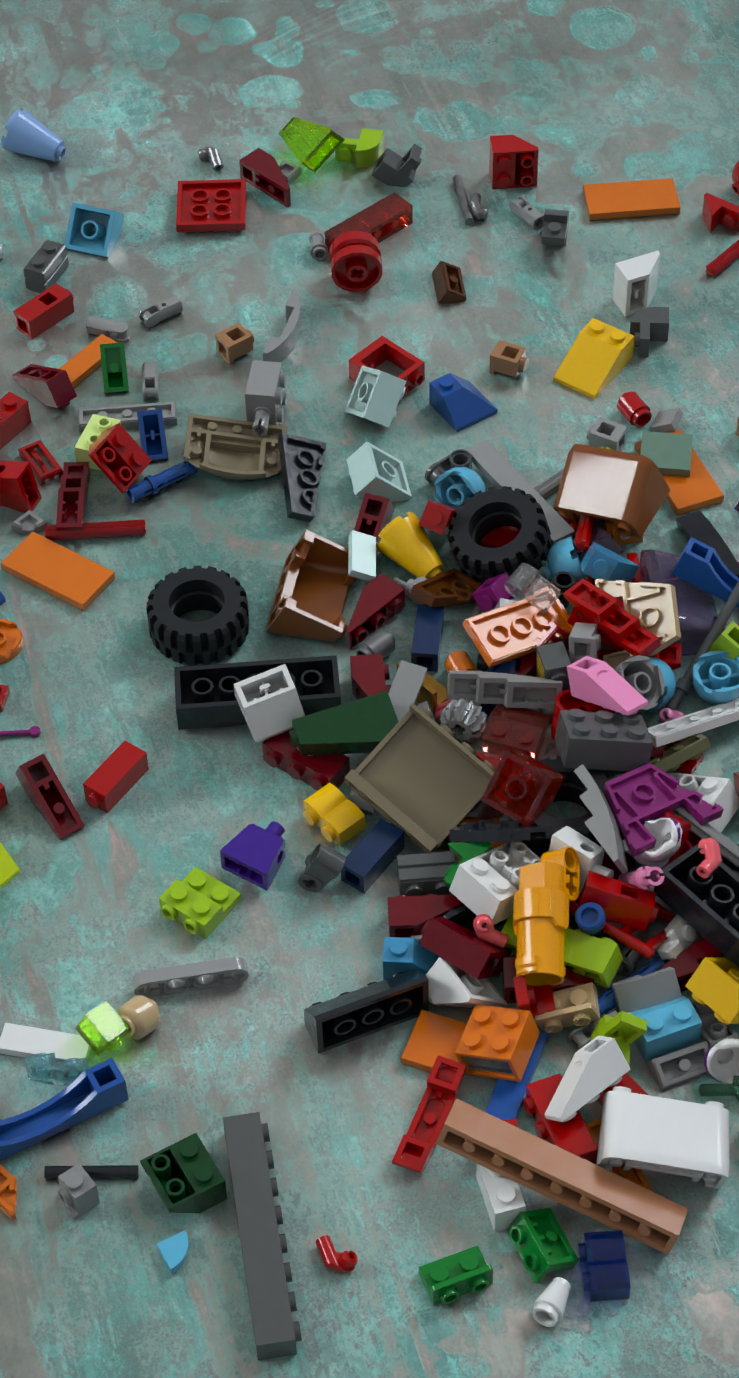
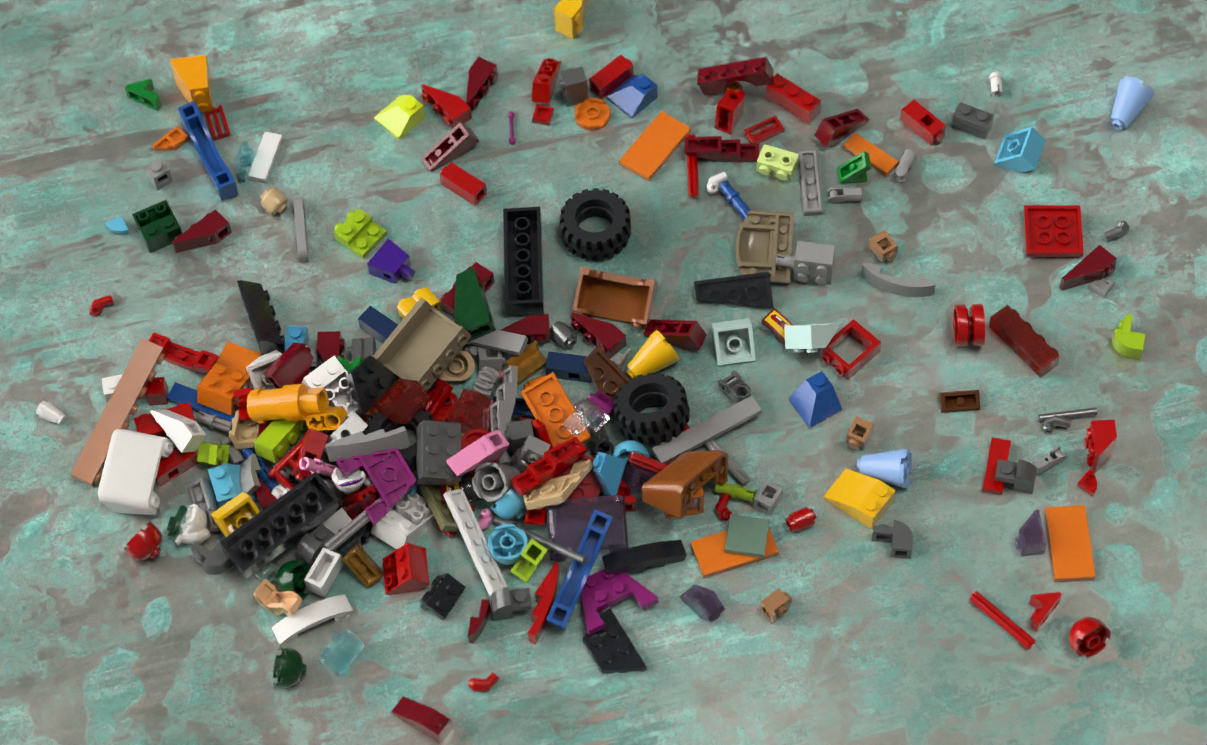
camera: 95 degrees right, 10 degrees up
(27, 523) = (702, 126): light grey tile -> none
(100, 1171) = (176, 183): black bar -> none
(102, 1028) = (264, 179): clear neon green brick -> none
(118, 456) = (745, 168): red slope -> none
(131, 509) = (713, 182): none -> white arm
(152, 433) = (780, 196): blue slope -> none
(156, 313) = (926, 200): light grey bar -> none
(191, 1104) = (206, 232): none -> dark red slope
(259, 1236) = (118, 265): dark grey brick -> none
(269, 702) = (494, 256): white slope -> none
(310, 142) = (1129, 295): clear neon green slope -> none
(318, 248) = (997, 305): light grey pin -> none
(321, 867) = (371, 295): dark grey piece -> none
(355, 434) = (776, 323): none -> slope
(362, 556) = (641, 321): light aqua tile -> none
(397, 170) = (1100, 362): dark grey brick -> none
(437, 517) = (669, 365): red brick -> none
(456, 1276) = (77, 365): green bracket -> none
(457, 485) = (709, 391): medium azure cylinder -> none
(485, 931) = (297, 375): coral arm -> none
(537, 253) = (998, 451): none -> red tile
(541, 1243) = (88, 410): green bracket -> none
(549, 1056) = (213, 421): none -> light grey axle
(551, 186) = (1088, 483): none -> red tile
(556, 328) = (888, 466): none -> light blue cone
(590, 918) = (294, 436): blue tile -> none
(605, 1266) = (66, 441): clear blue brick -> none
(627, 222) = (1031, 536): none -> clear purple slope
(636, 282) = (941, 529): white slope -> none
(667, 420) = (788, 542): light grey tile -> none
(712, 857) = (321, 502): coral arm -> none

